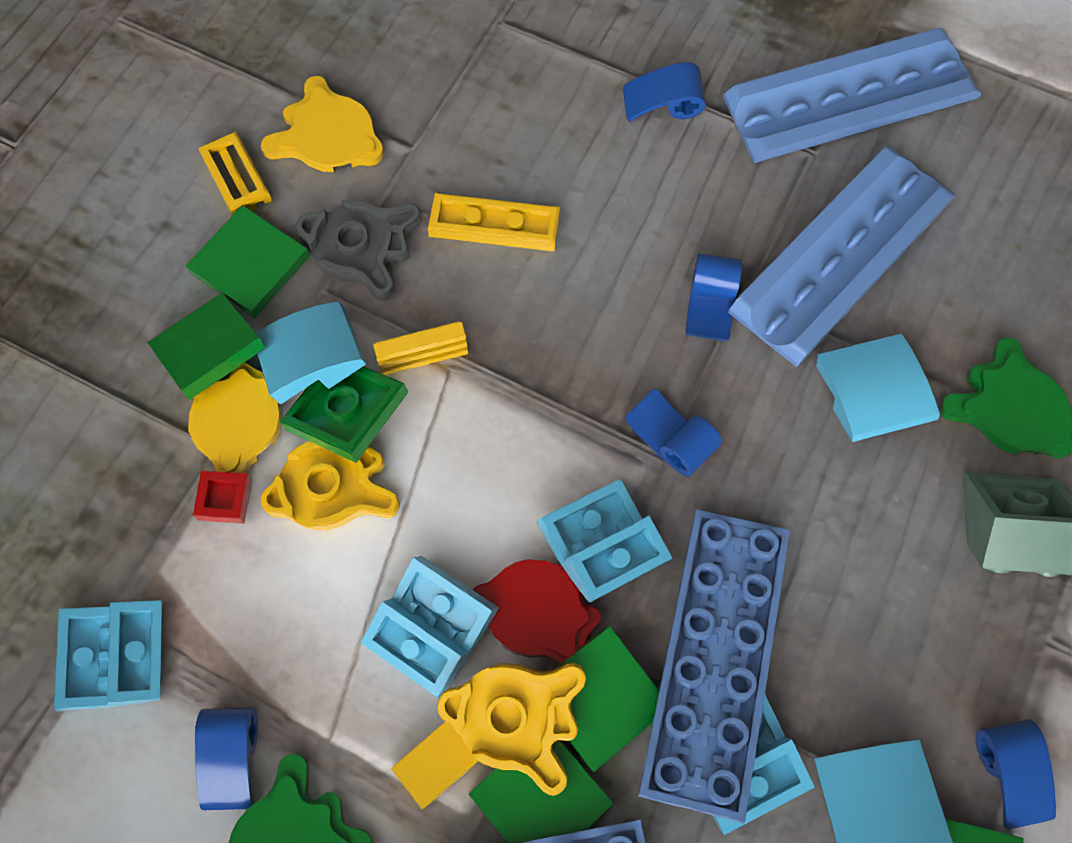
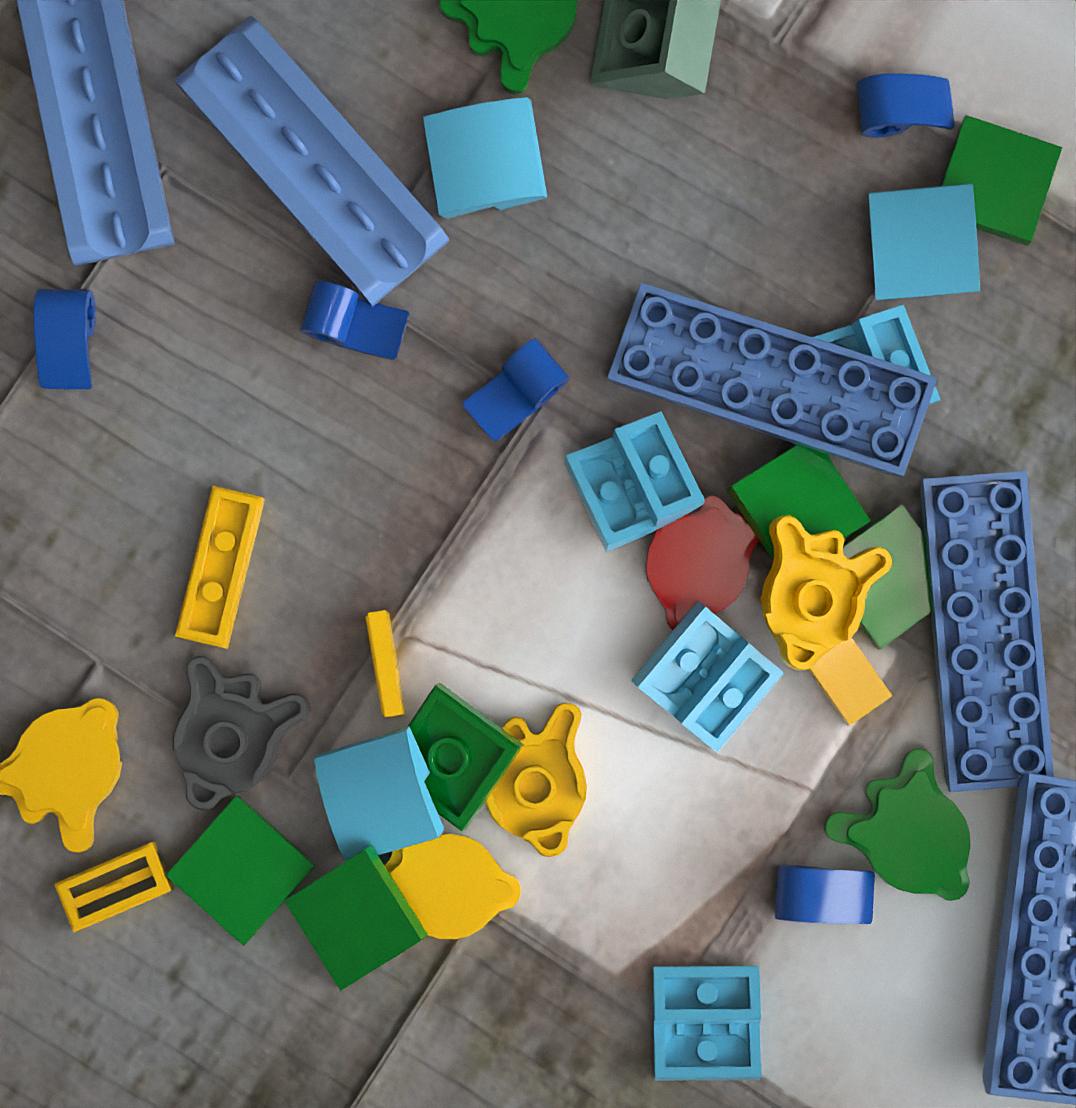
camera: 85 degrees left, 15 degrees up
(222, 497) = (543, 899): red plate -> none

